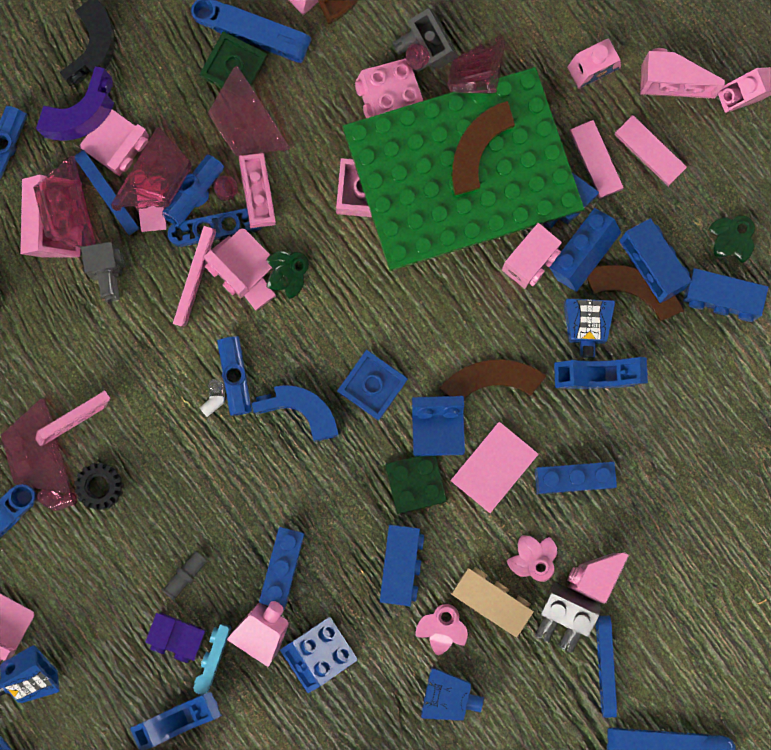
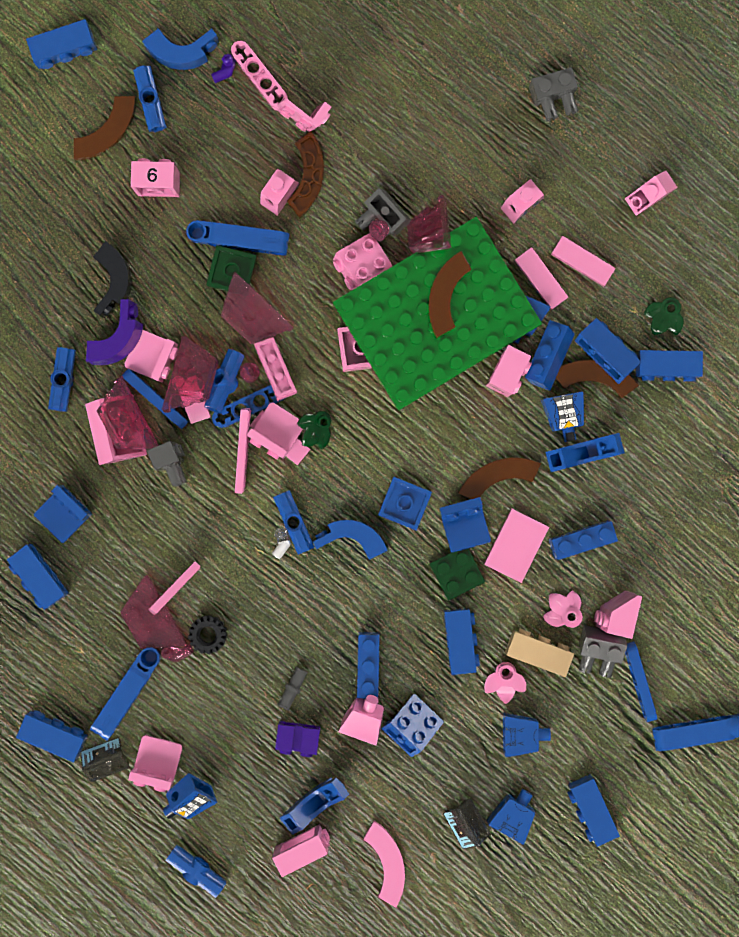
camera: 10 degrees left, 5 degrees up
(211, 660) = (330, 749): medium azure hinge -> none
(674, 75) = (588, 196): bright pink slope -> none

